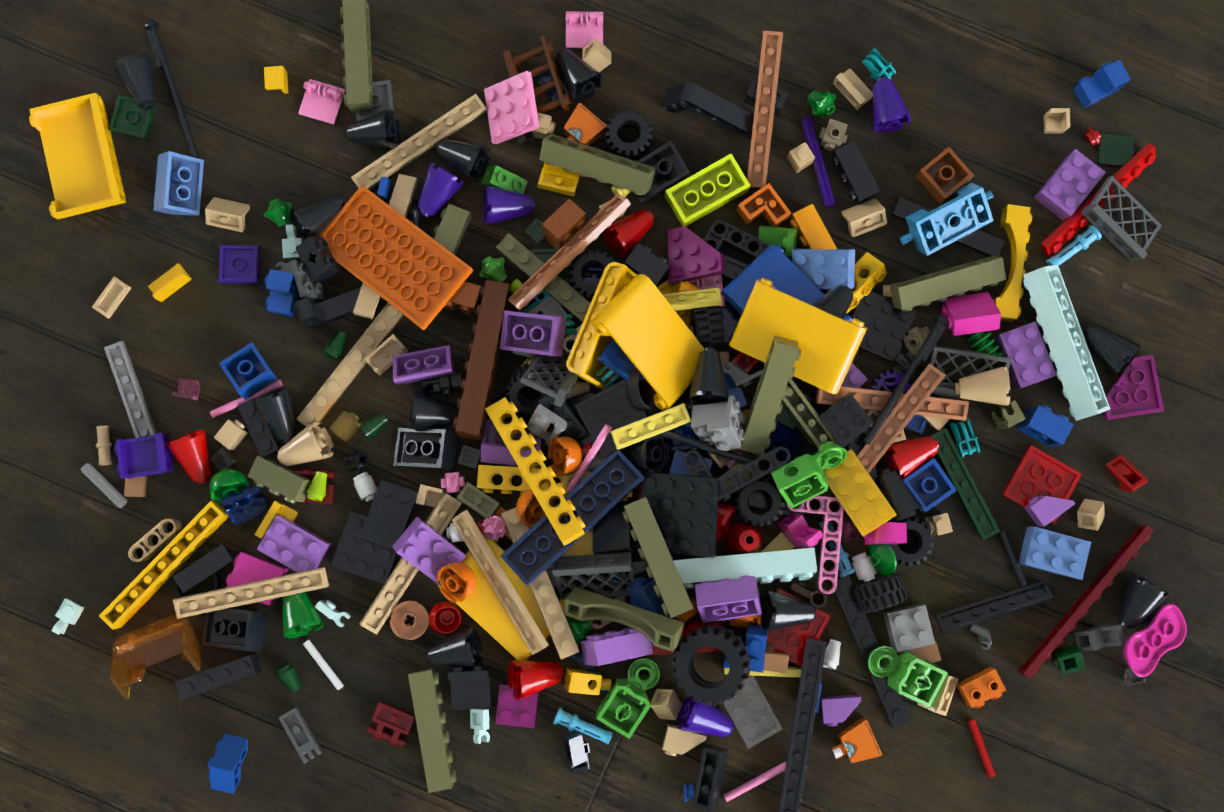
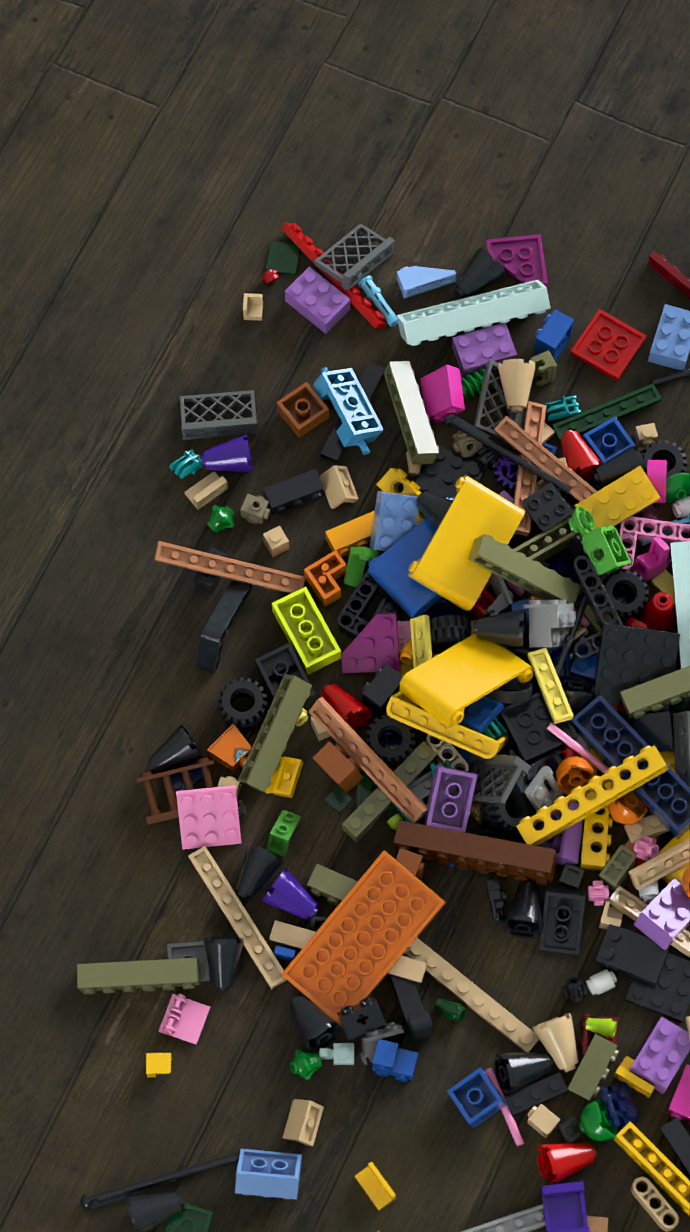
camera: 85 degrees left, 15 degrees down
(188, 389) = (493, 1167): clear pink panel -> none
(239, 264) = (358, 1111): dark purple tile -> none
(346, 425) = (536, 1000): clear yellow brick -> none
(373, 425) = (537, 973): dark green cone -> none
(382, 357) = (462, 957): tan hinge -> none
(423, 365) = (477, 915): medium lavender slope -> none
(493, 269) = (377, 843): bright green rock -> none
(505, 205) = (310, 831): dark purple cone -> none
(583, 28) = (125, 745): bright pink hinge -> none
(596, 55) = (155, 733): tan panel -> none
(818, 163) = (286, 525): dark purple axle -> none
(920, 95) = (219, 426): none -> dark grey fence
(1015, 222) = (355, 349): yellow arch -> none
(1046, 508) = (633, 340): medium lavender slope -> none
(1091, 514) = (637, 304): tan panel -> none
(1101, 289) = (422, 279): none -> light blue slope
(1103, 83) = (219, 264): blue brick -> none
(1126, 474) = (601, 269): red slope -> none

